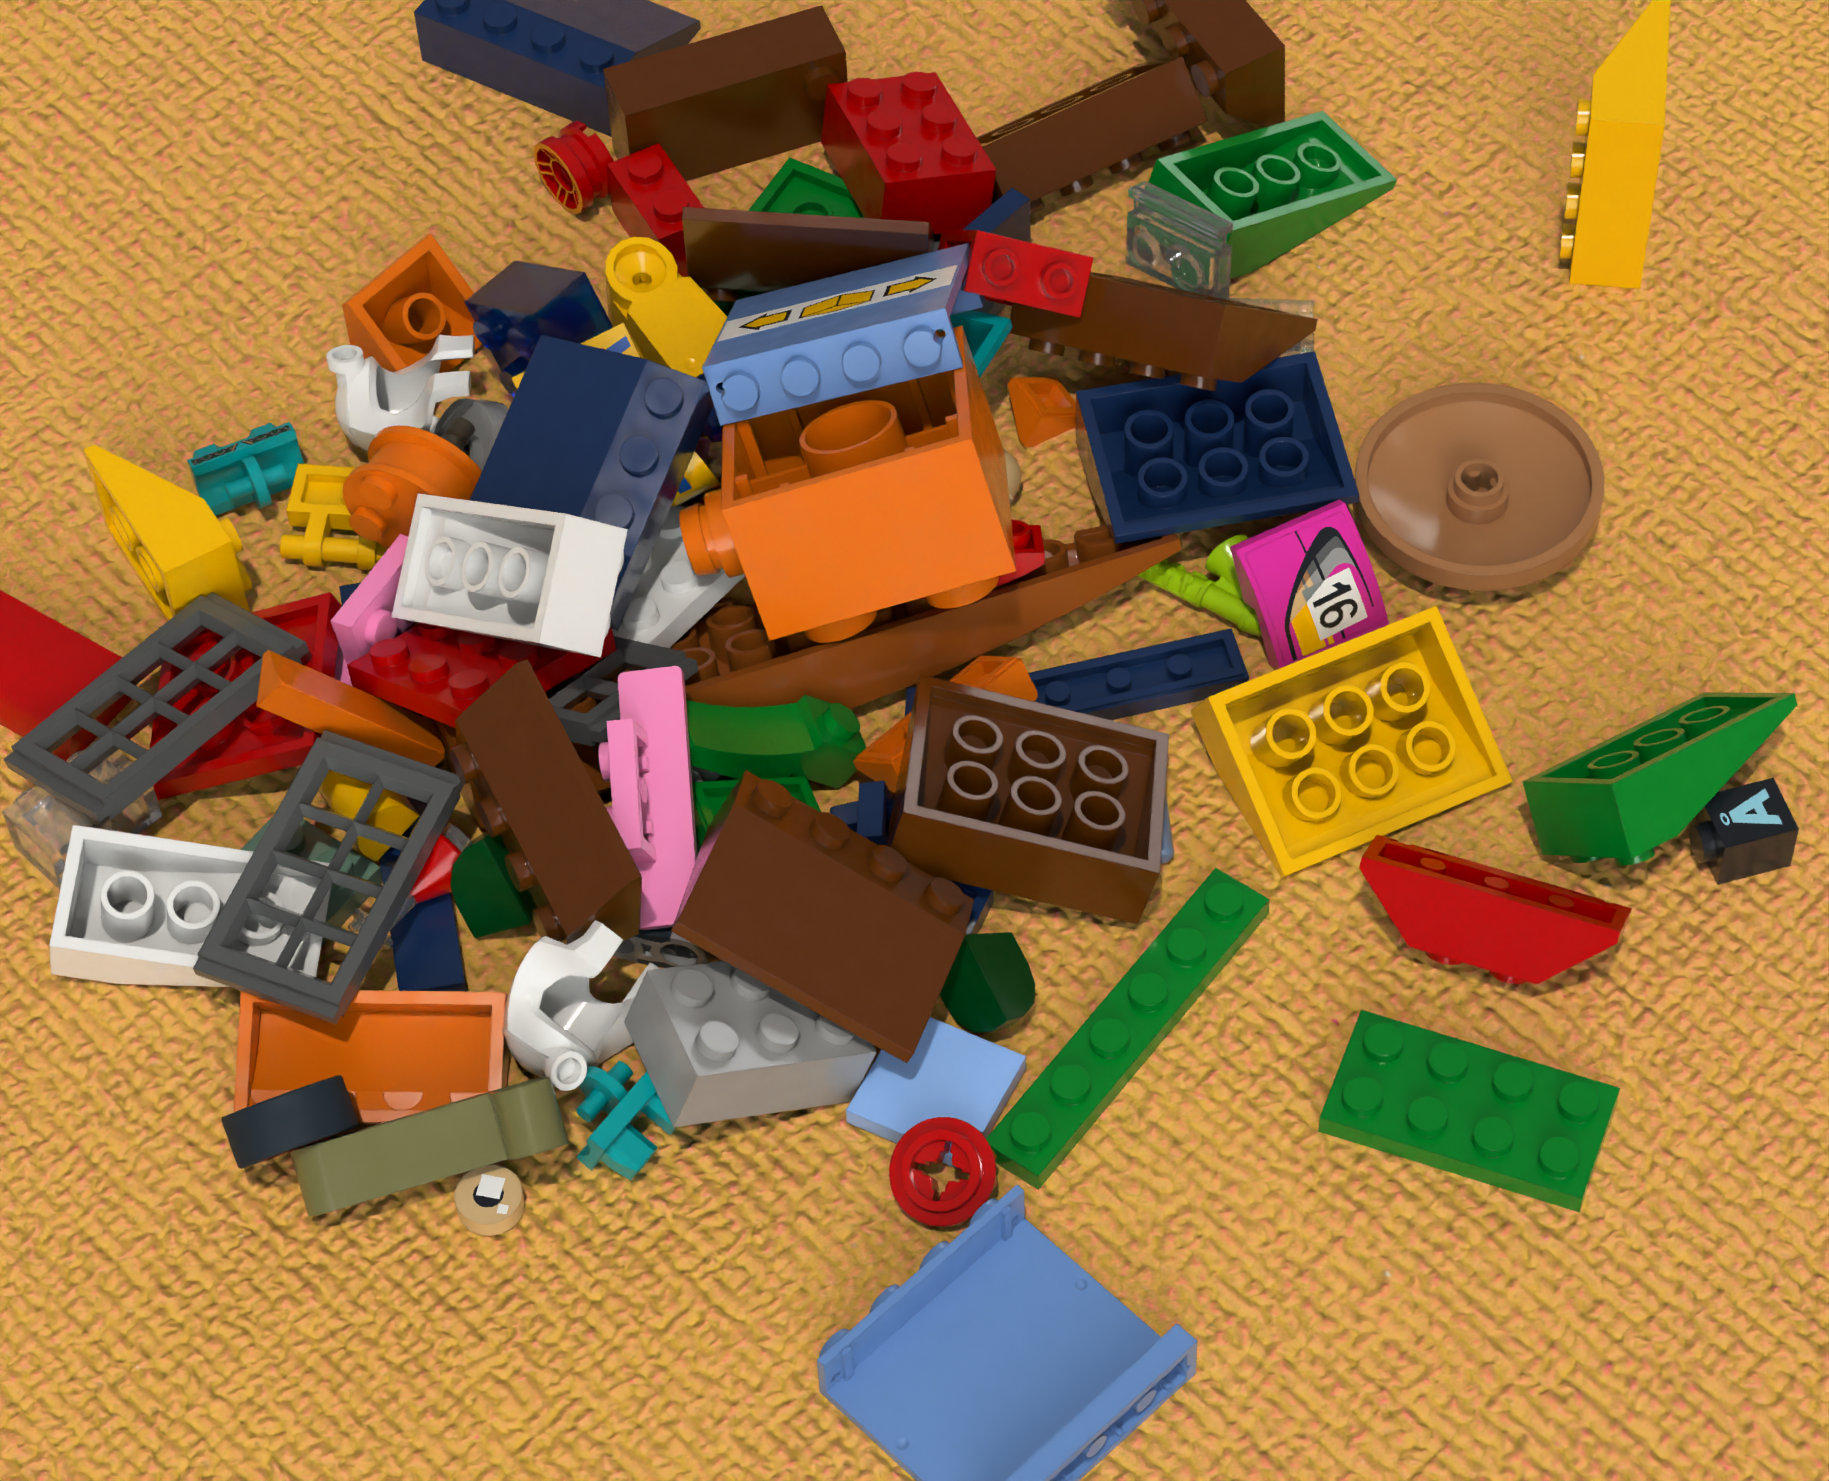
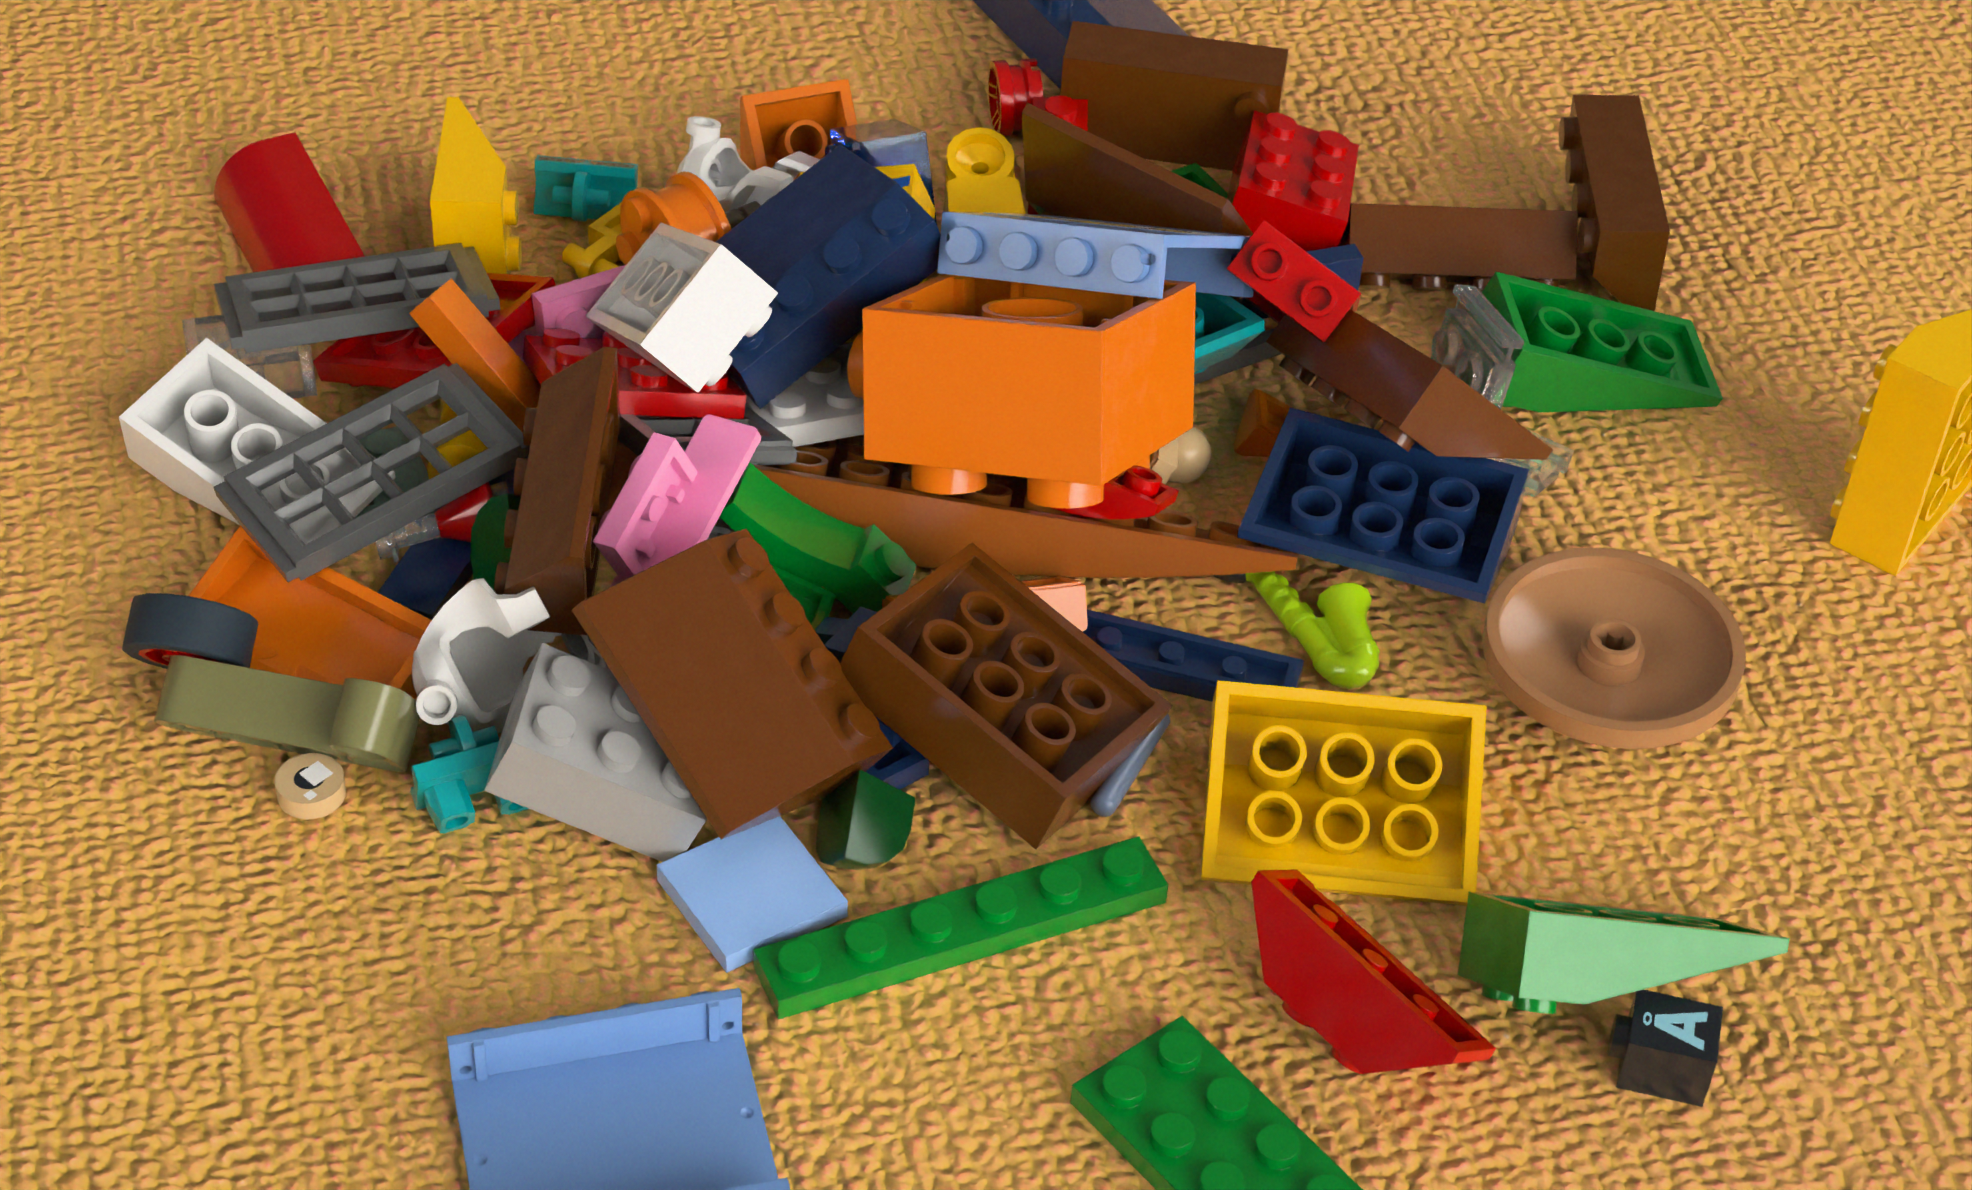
camera: 25 degrees right, 10 degrees down
(927, 1145) = (699, 923): red gear -> none
(1309, 584) = (1394, 639): dark pink slope -> none

